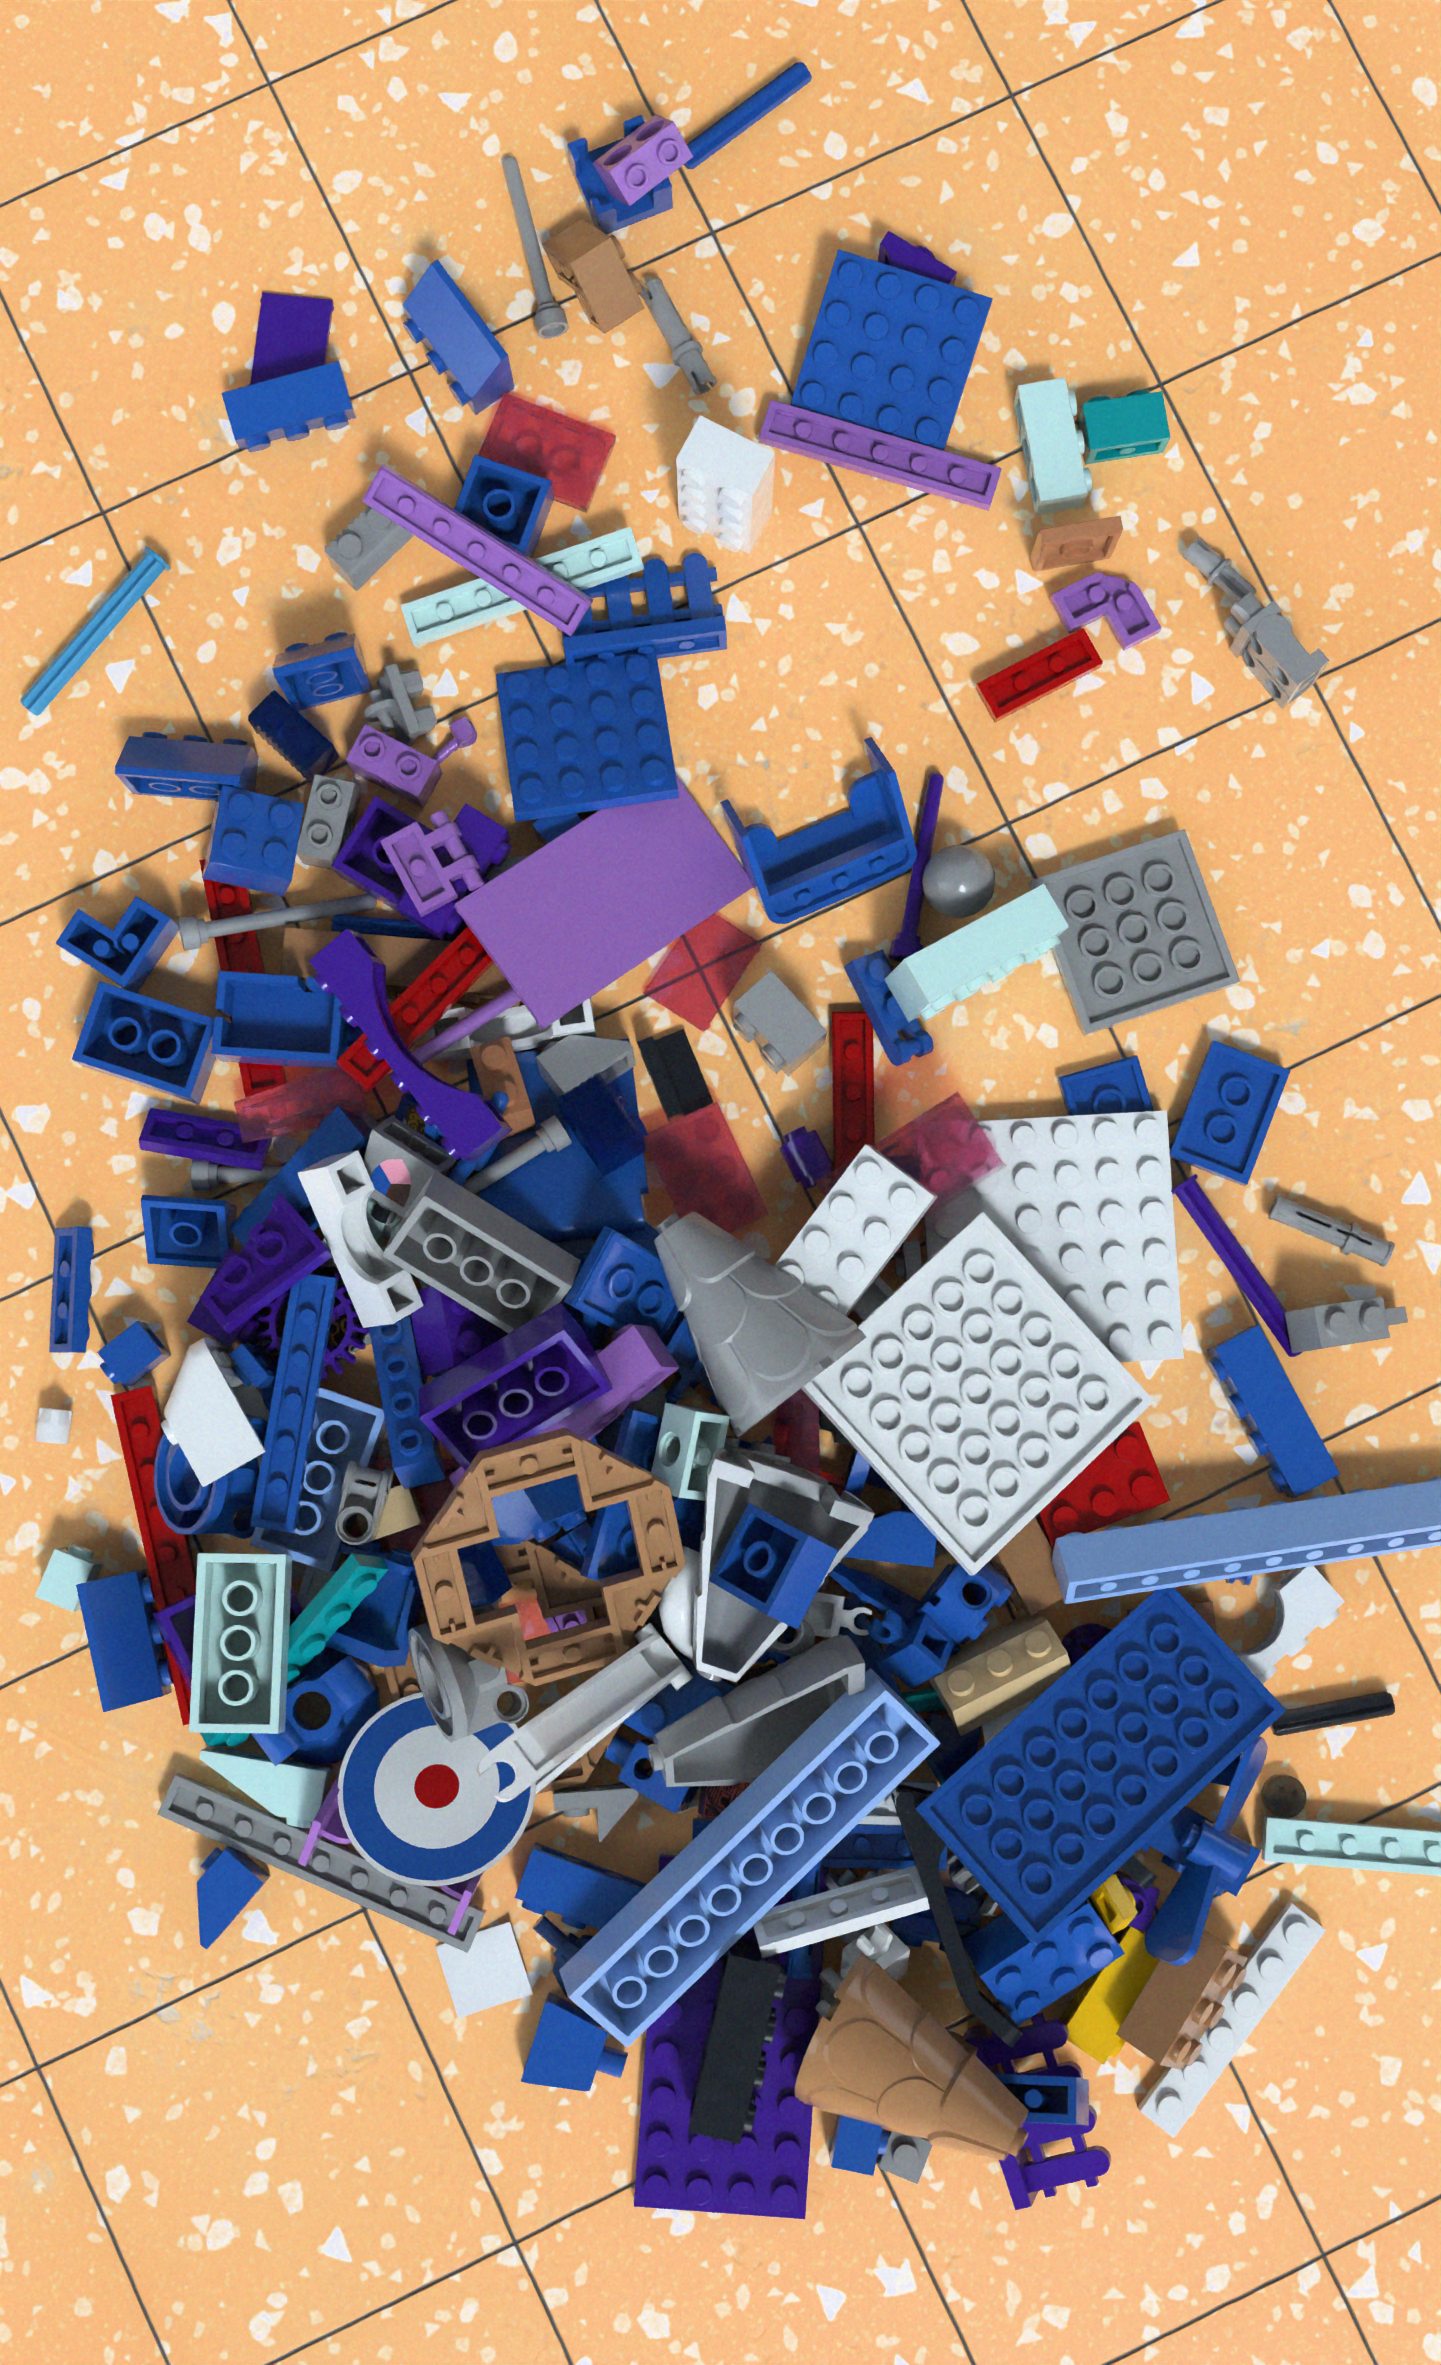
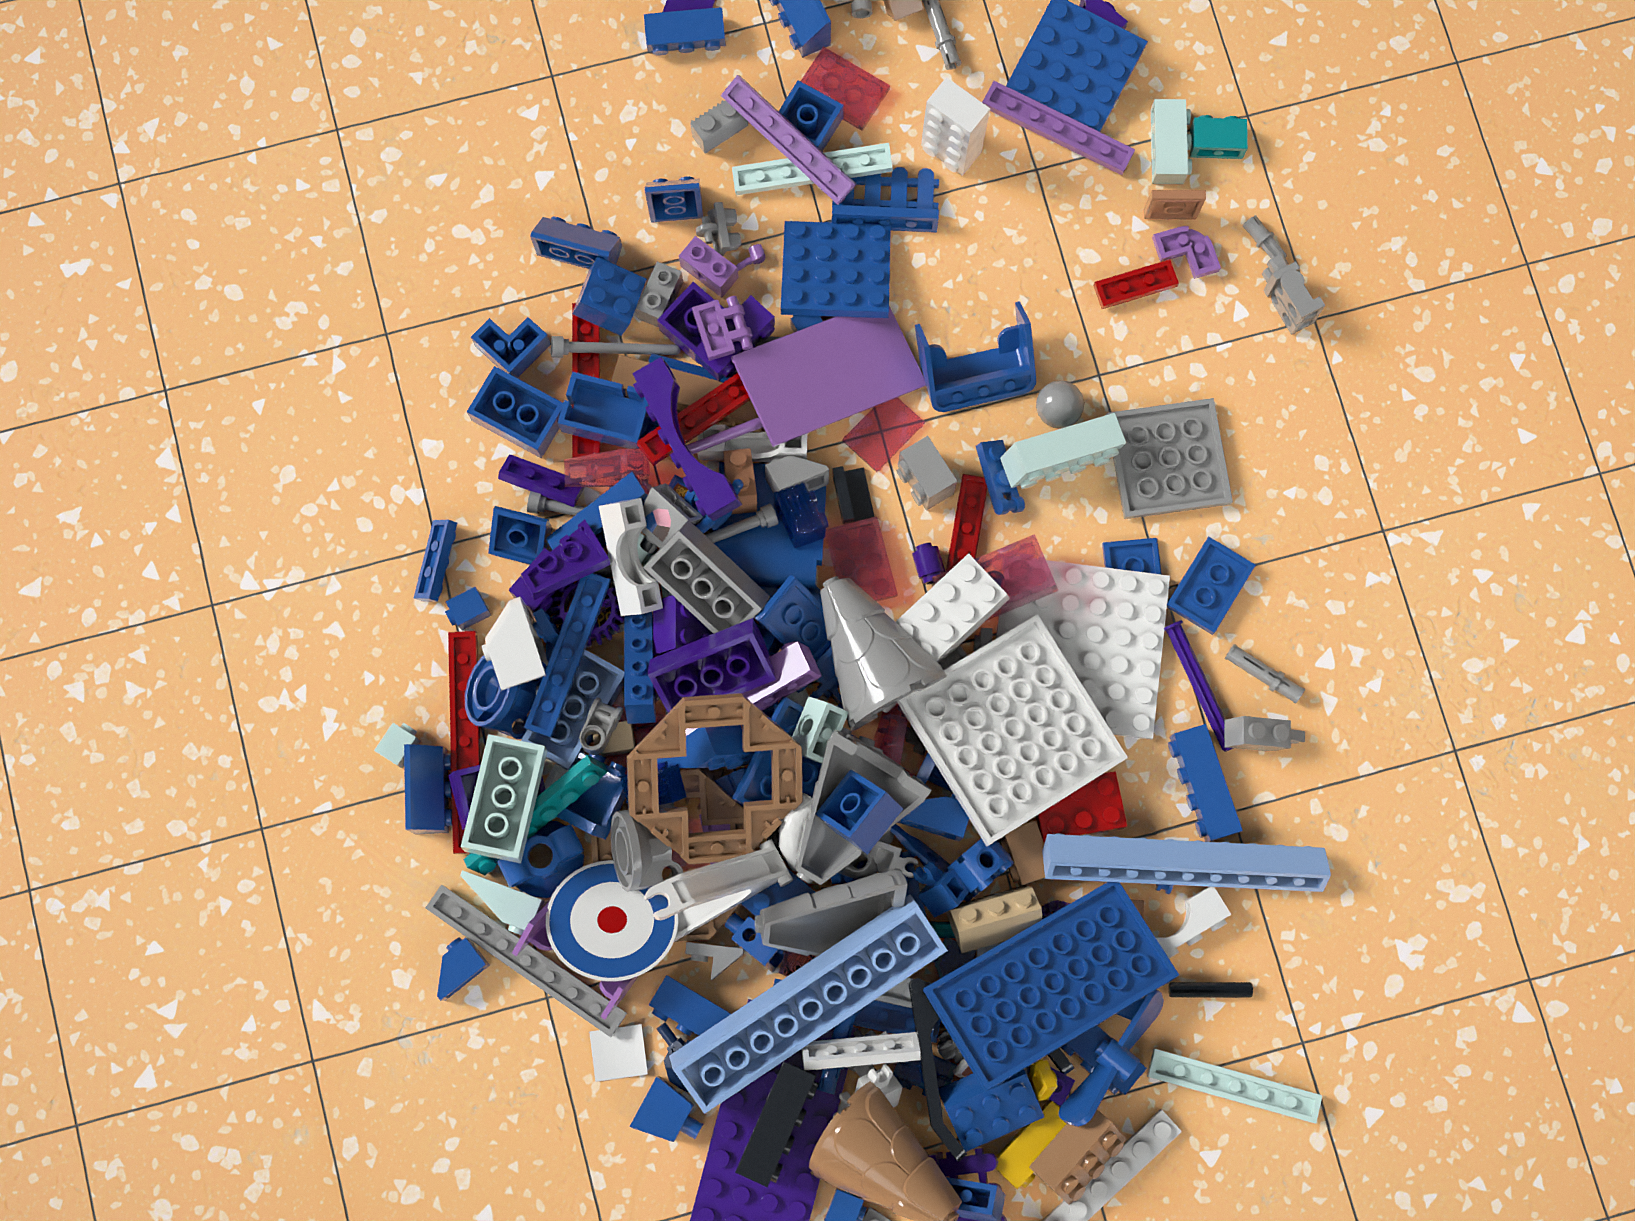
camera: 10 degrees right, 5 degrees down
(53, 1426) = (407, 645): white hose -> none
(94, 632) = (532, 148): dark azure axle -> none
(293, 736) = (647, 236): clear blue brick -> none
(907, 941) = (1041, 380): dark purple piece -> none
(1283, 1795) = (1169, 1038): clear smoke tile -> none

